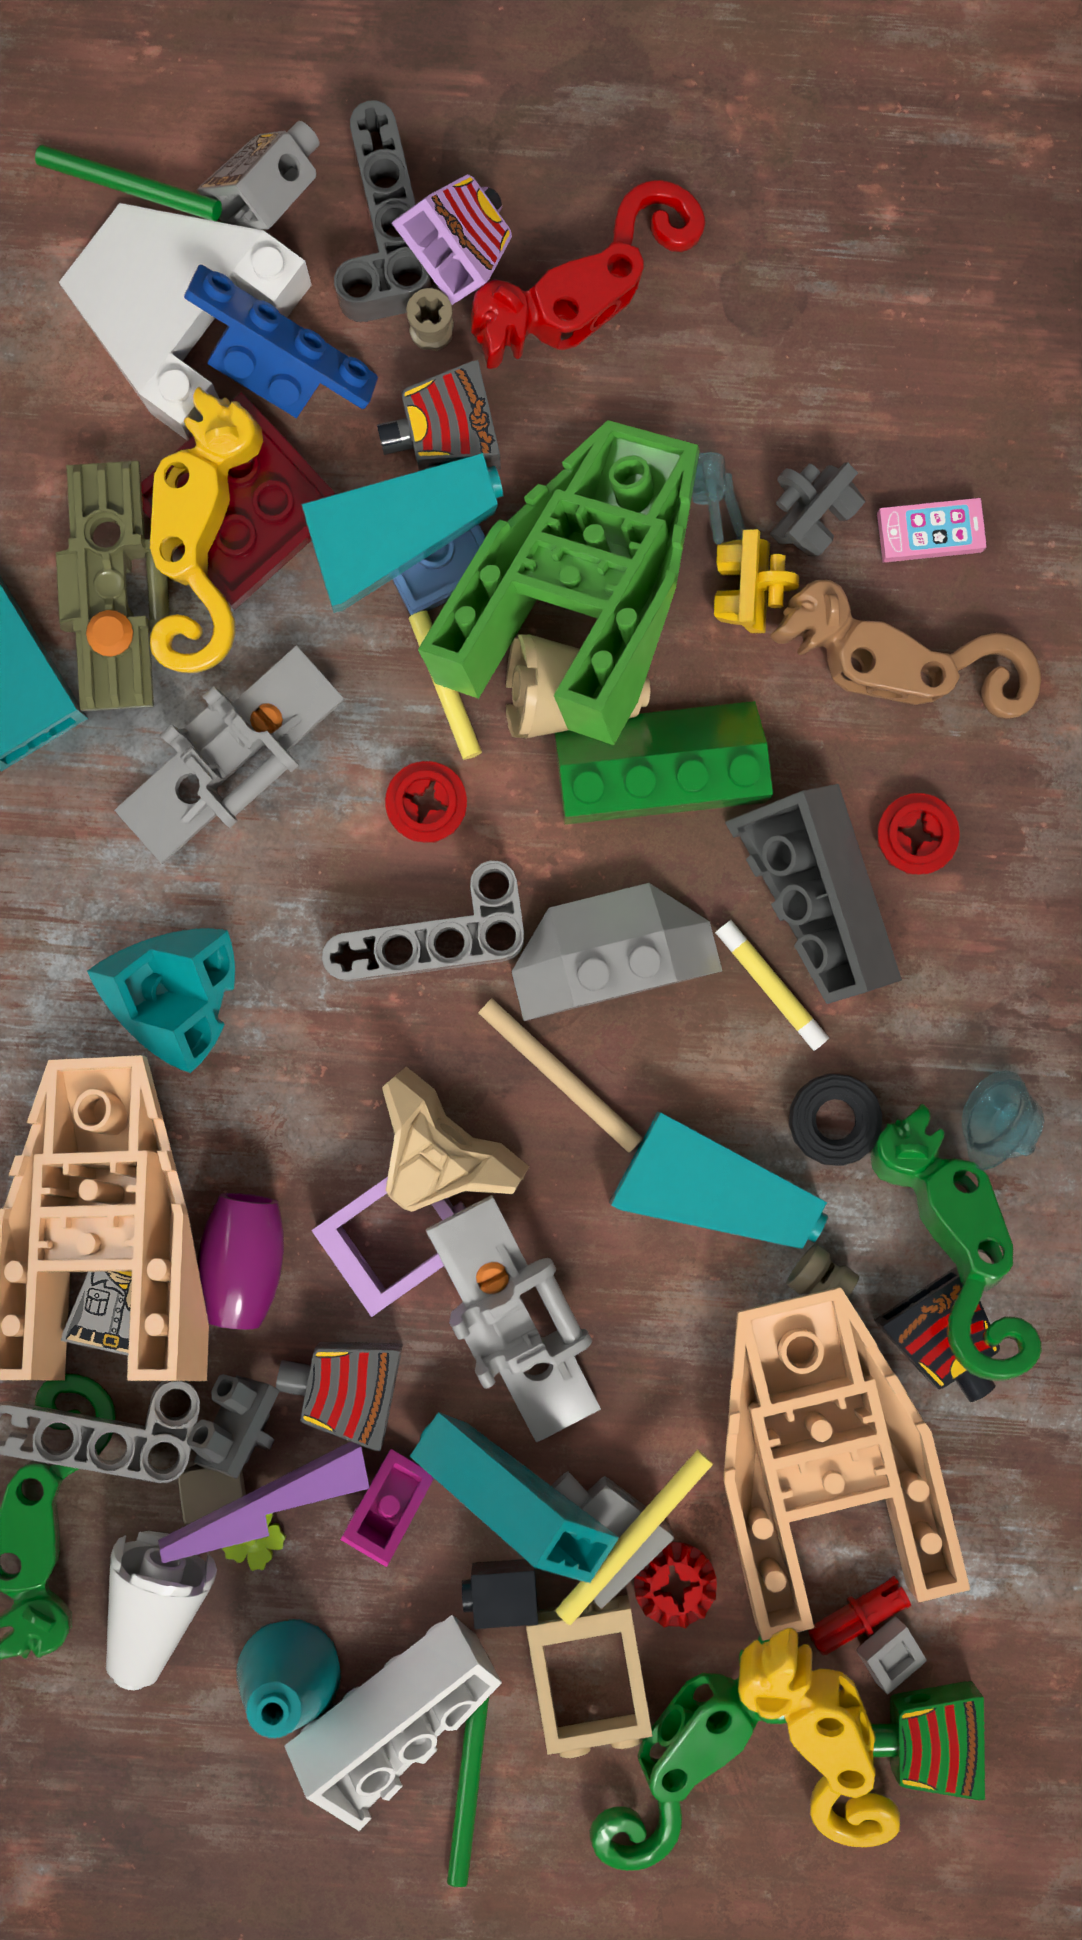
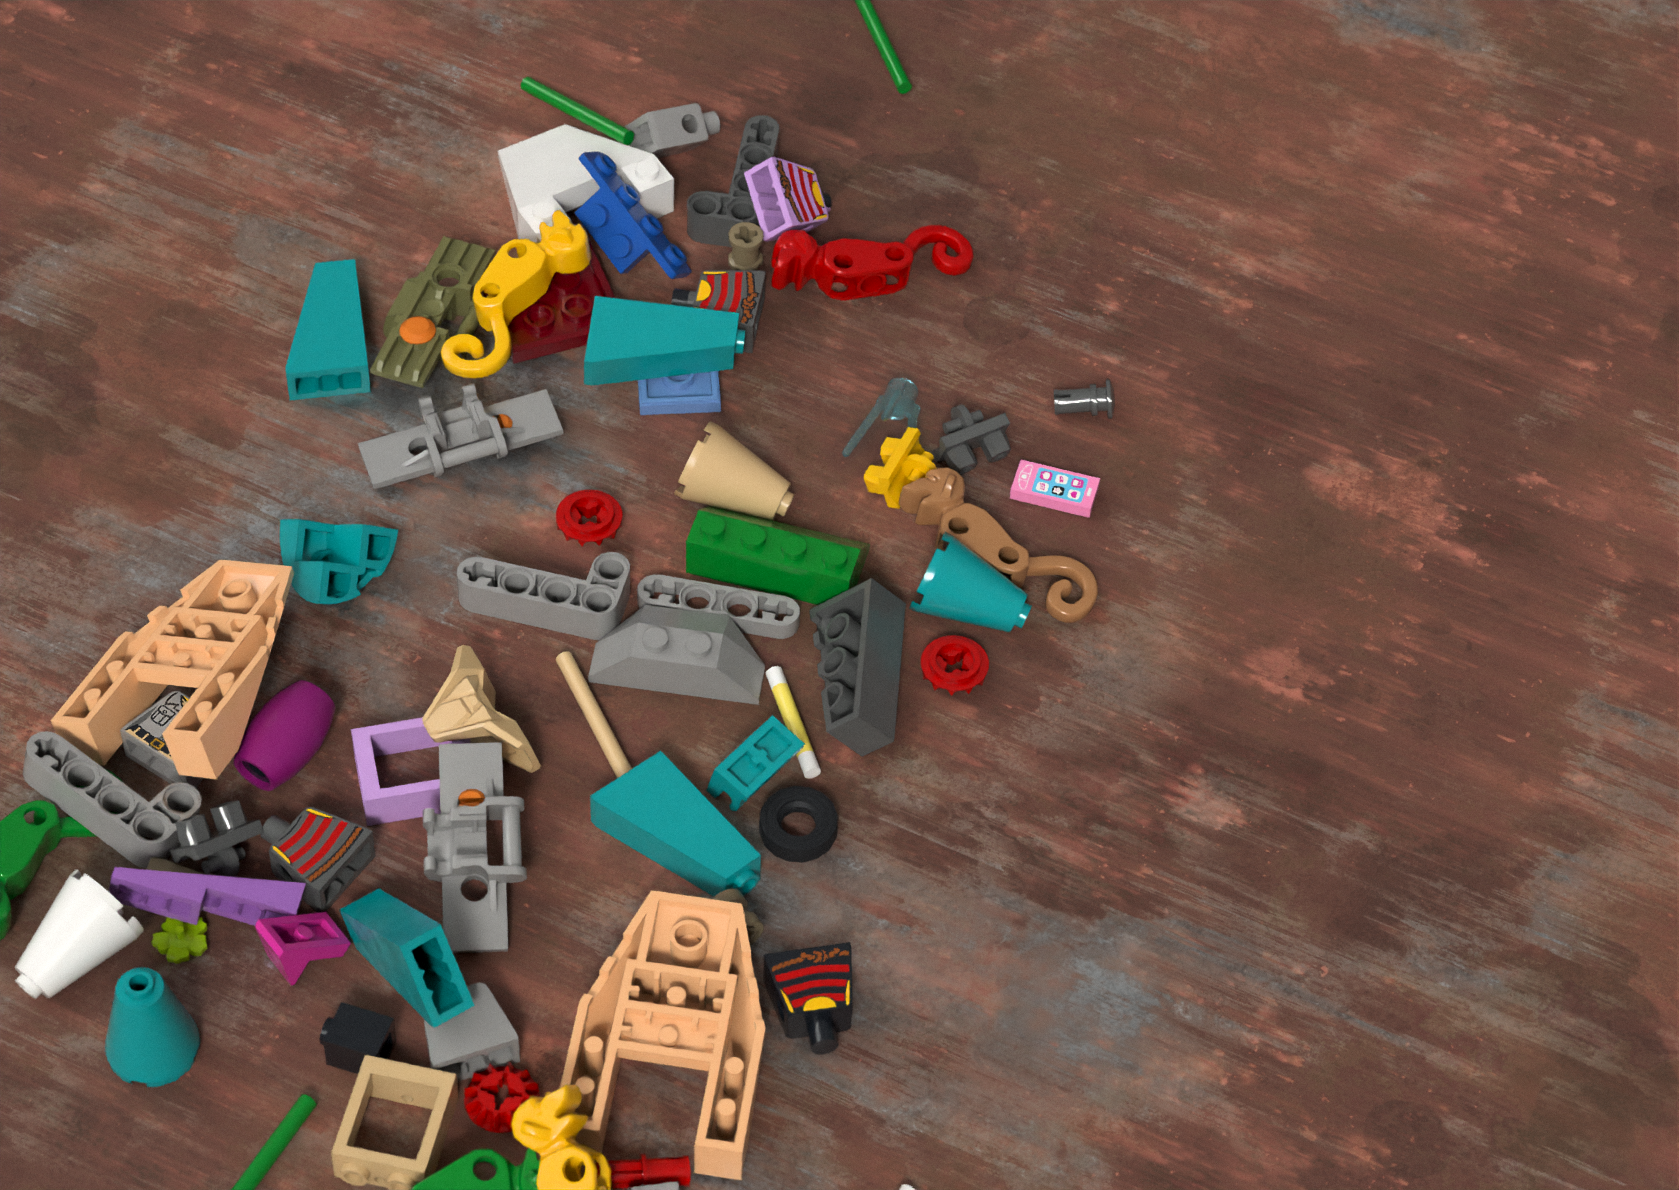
camera: 25 degrees right, 35 degrees down
(391, 1722) = (214, 1097): white wedge -> none
(449, 698) = (642, 454): light yellow bar -> none
(589, 541) = (767, 411): bright green wedge -> none
(622, 855) = (722, 598): none -> light grey beam
(635, 1536) = (486, 1018): light yellow bar -> none
(763, 1072) = (754, 762): none -> teal hinge
(897, 735) = (970, 590): none -> teal cone
(923, 384) = (1085, 400): none -> dark grey pin
(962, 1228) = (860, 903): green animal -> none
(1001, 1120) = (930, 860): clear light blue piece -> none

